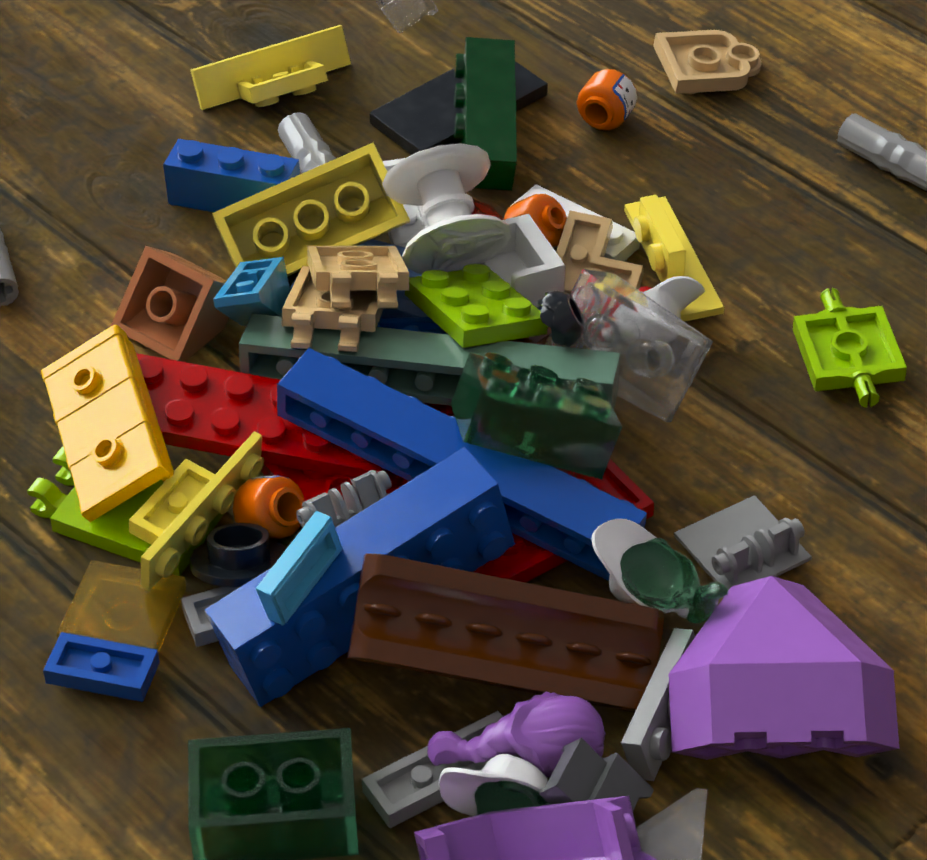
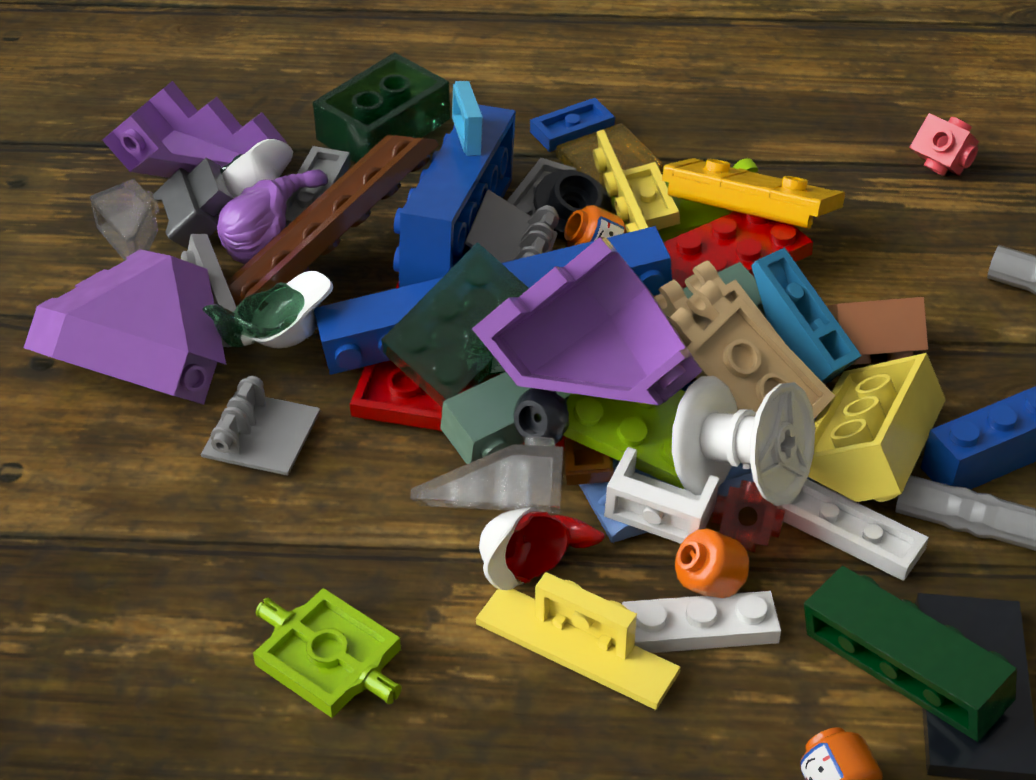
camera: 135 degrees right, 0 degrees up
(477, 290) = (590, 333): none -> medium lavender panel
(584, 247) = (626, 559): tan plate -> none

